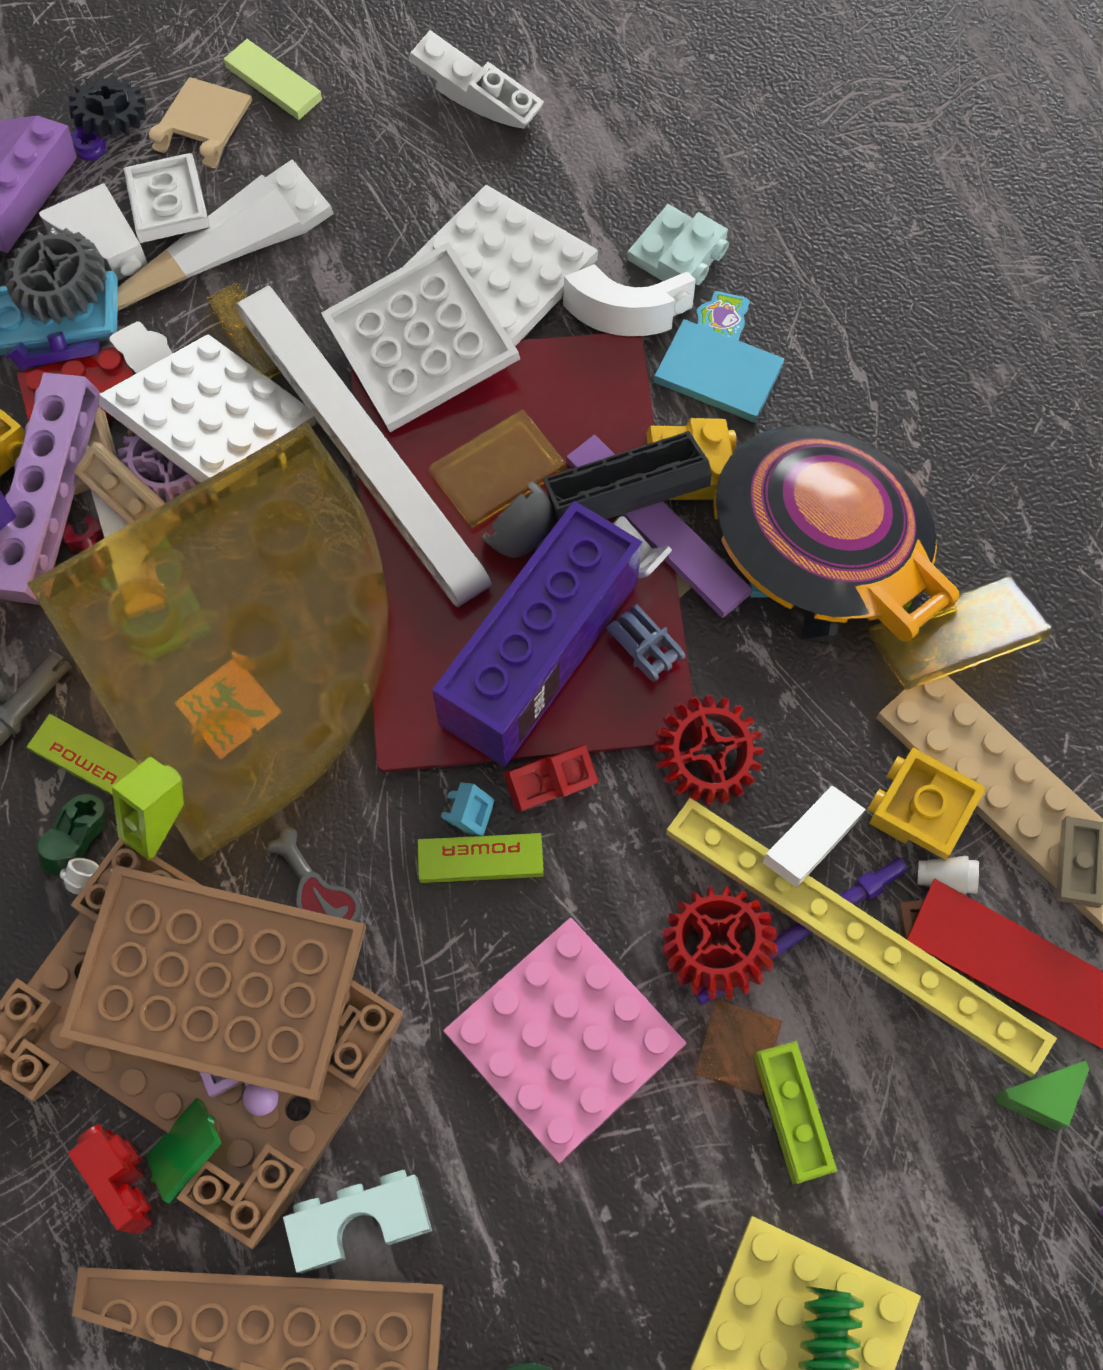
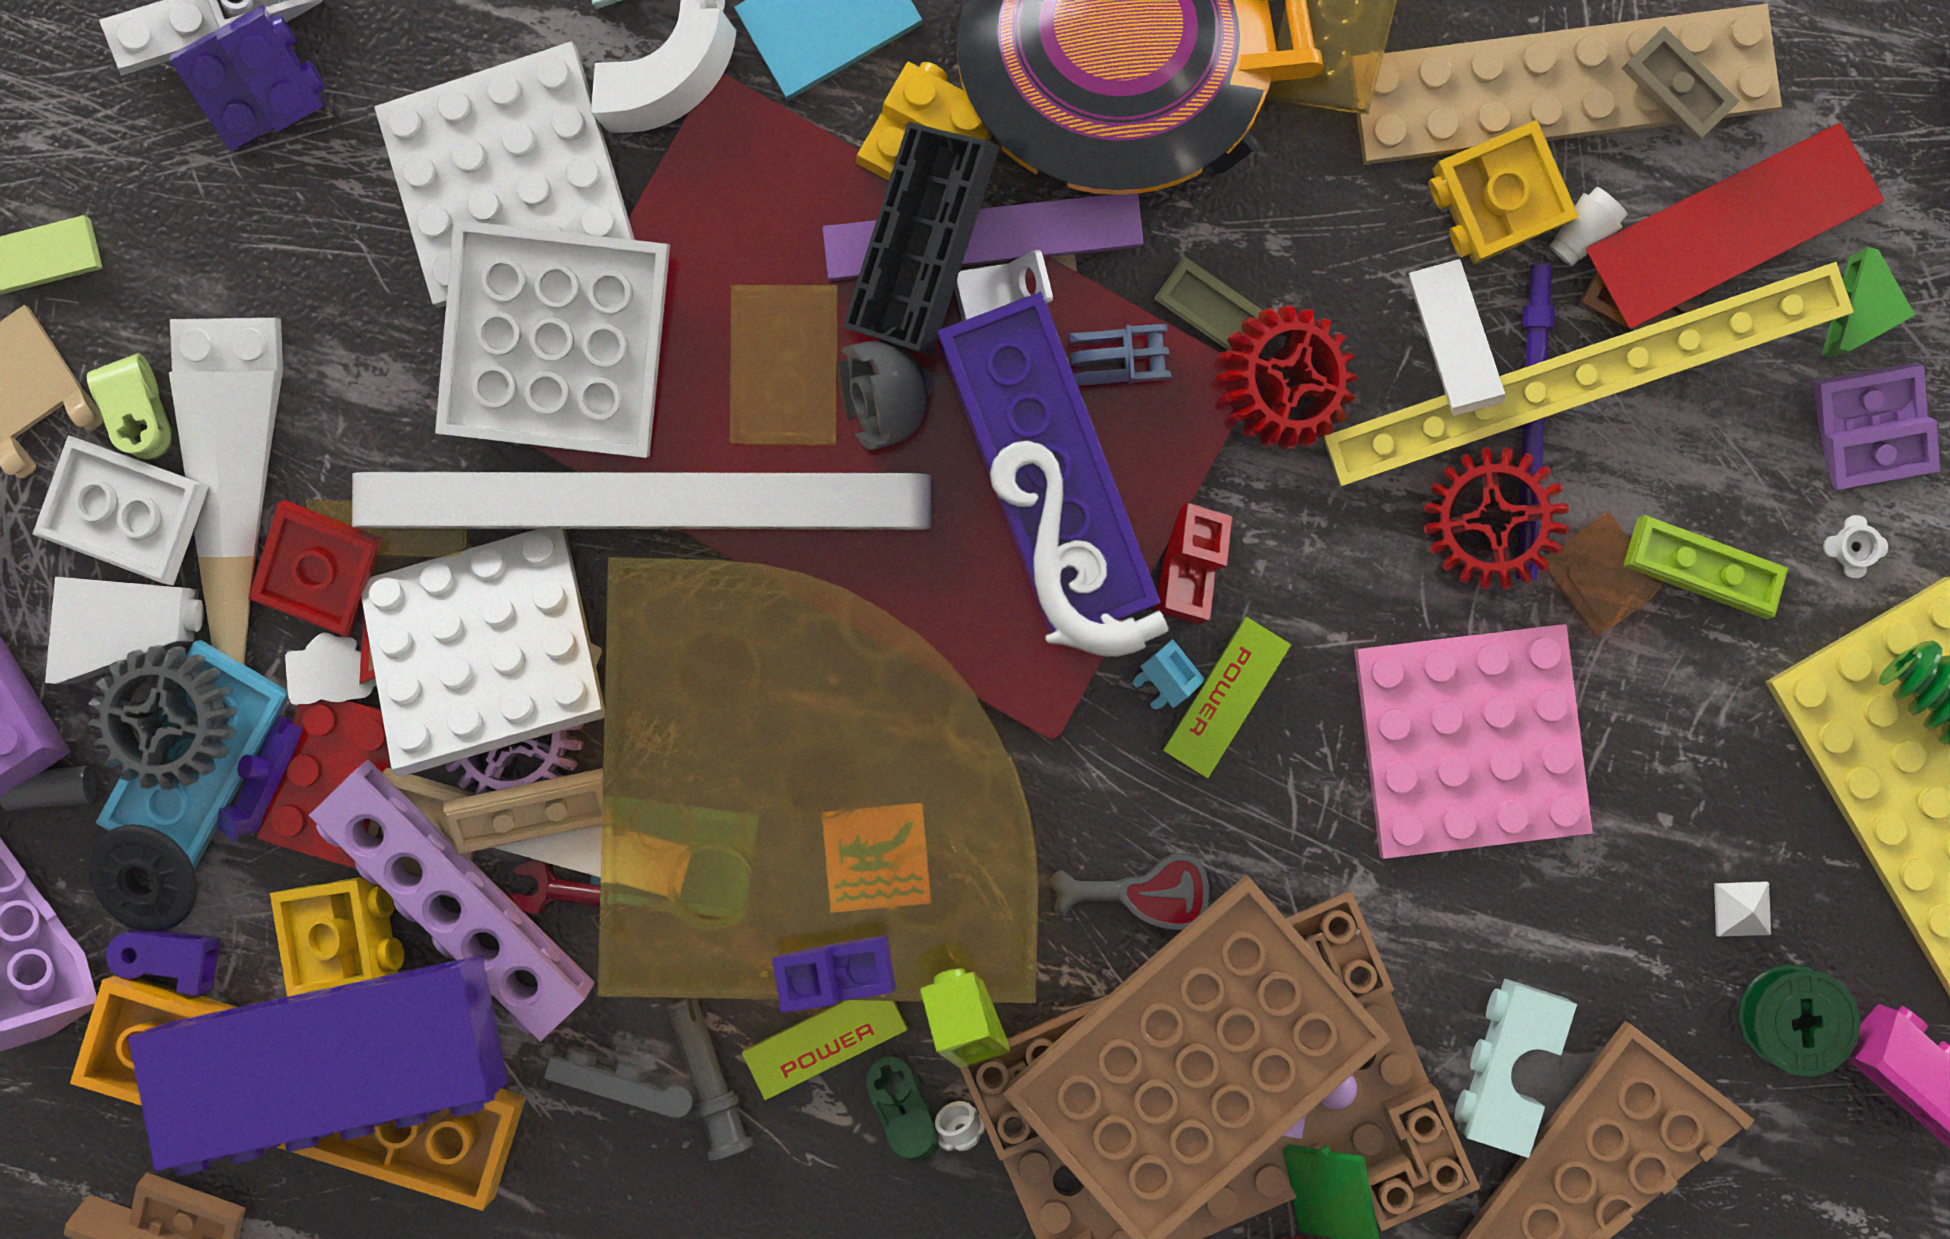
camera: 55 degrees left, 20 degrees up
(129, 708) = (834, 973): none -> dark purple slope
(199, 306) = (315, 568): none -> red tile
(229, 171) = (127, 398): none -> yellowish green piece
(454, 115) = (249, 77): none -> dark purple plate
(481, 648) = (1073, 629): none -> white plant
(581, 1316) = (1742, 909): none -> white slope
(717, 675) = (1204, 303): none -> olive tile
(897, 1201) = (1870, 541): none -> white plate
(978, 1165) = (1876, 425): none -> medium lavender slope

